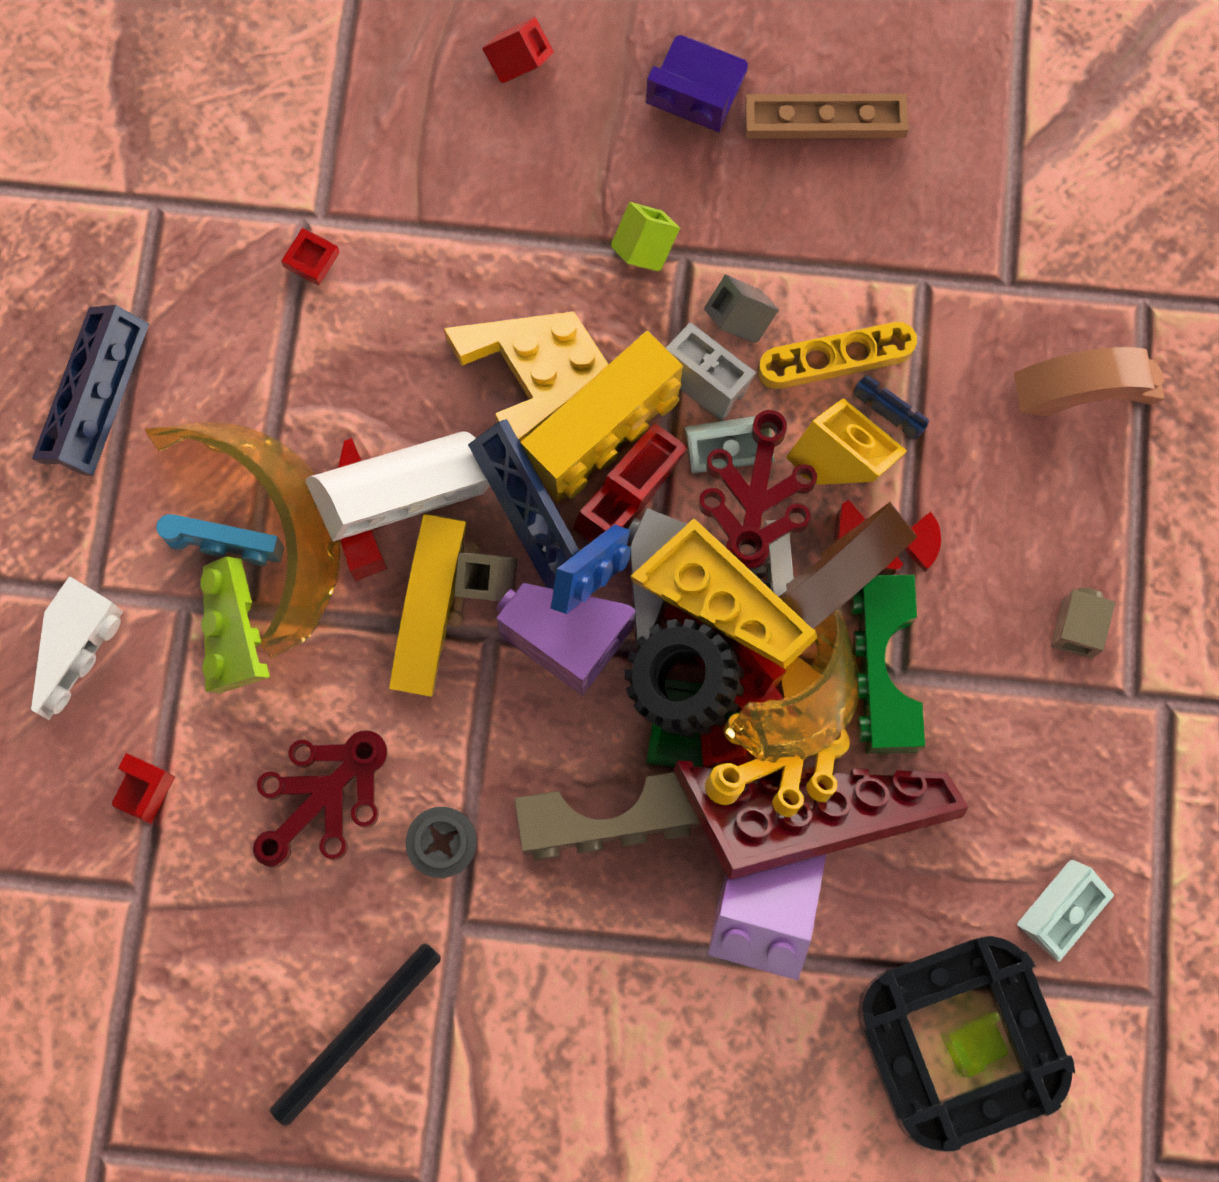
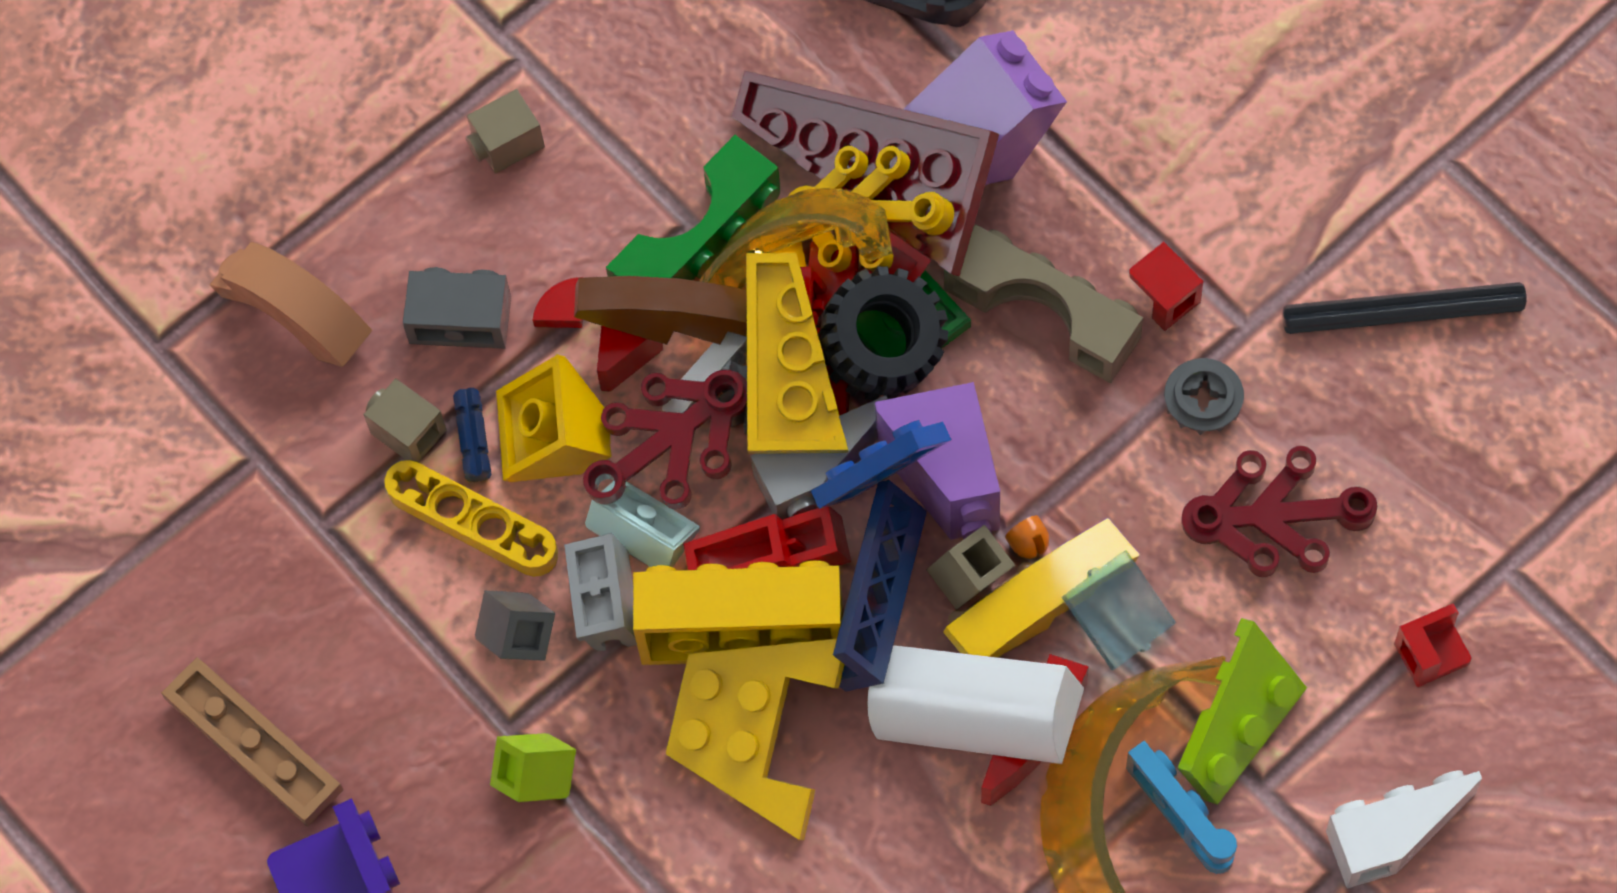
camera: 130 degrees left, 10 degrees down
(368, 635) = (1118, 609): none -> clear light blue piece
(473, 638) = (1028, 537): none -> orange hinge
(534, 898) = (1168, 283): none -> red panel
(939, 373) = (404, 421): none -> dark tan brick
(984, 475) = (457, 308): none -> dark grey brick

